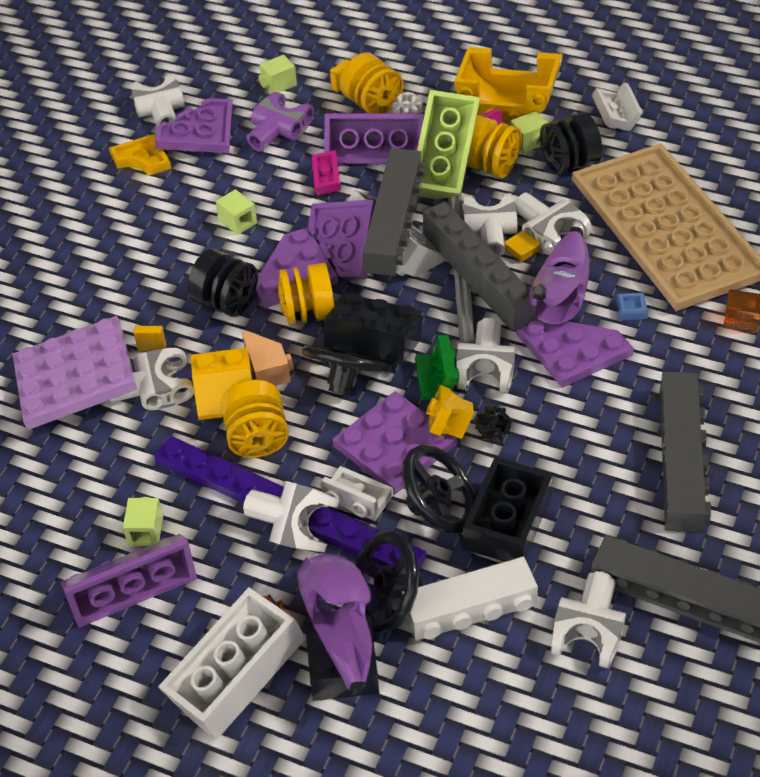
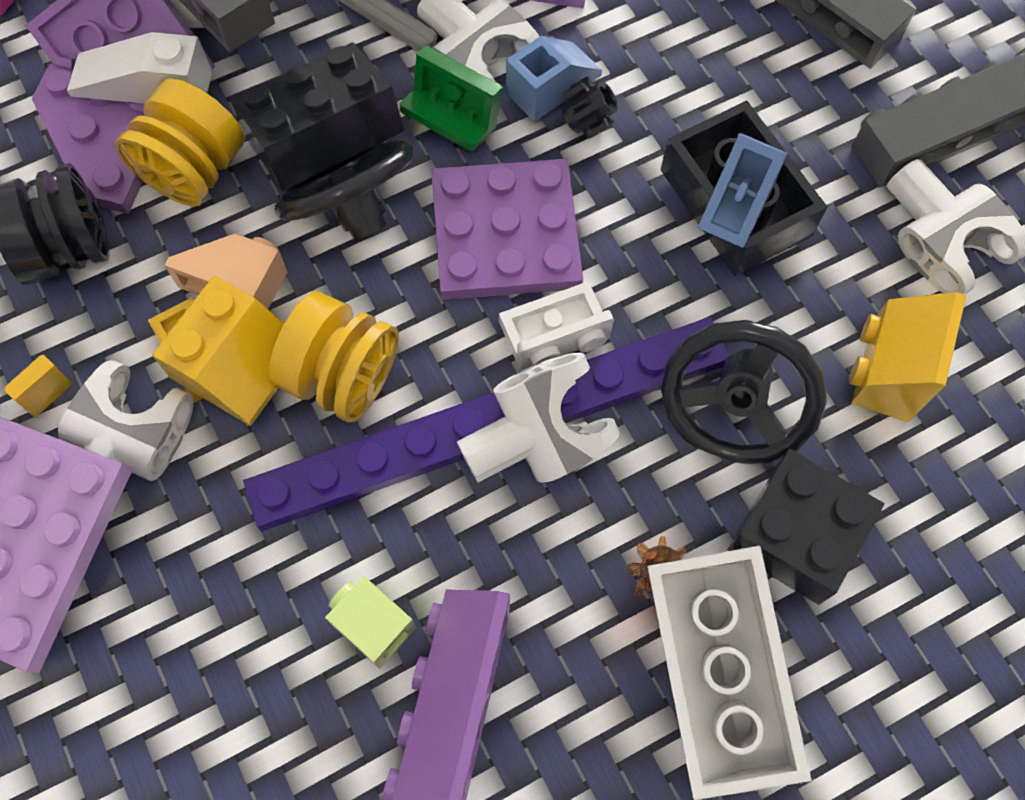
camera: 55 degrees left, 20 degrees up
(339, 258) = (137, 66): none -> white slope
(342, 630) = (779, 475): medium lavender piece -> none
(434, 490) = (648, 240): black piece -> none
(449, 413) = (534, 137): yellow brick -> none
(472, 598) = (829, 313): white brick -> none
(480, 643) = (906, 353): none -> yellow slope
(483, 498) = (742, 190): none -> medium blue slope
(497, 390) = (543, 73): none -> medium blue slope

